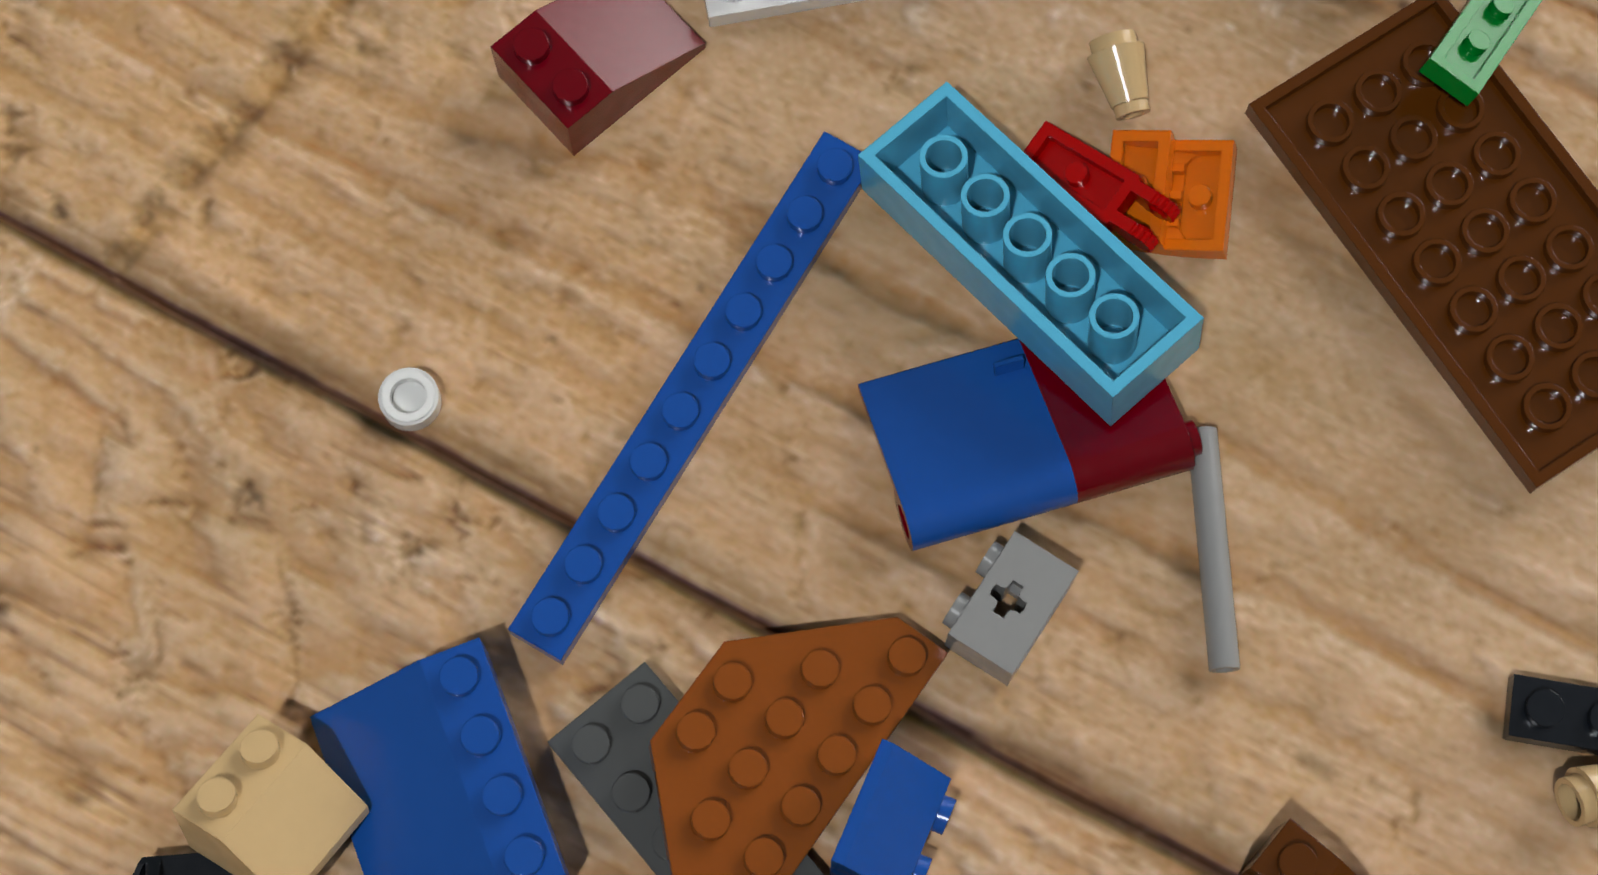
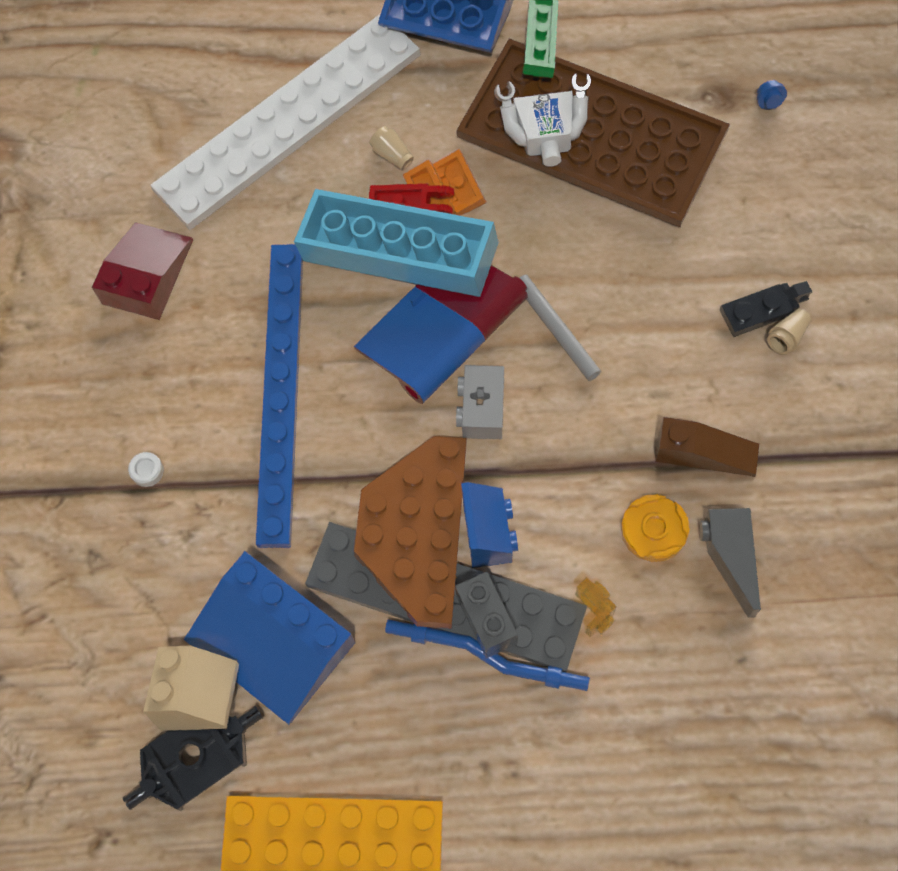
camera: 25 degrees left, 5 degrees down
(1406, 179) = (545, 121): none -> white torso

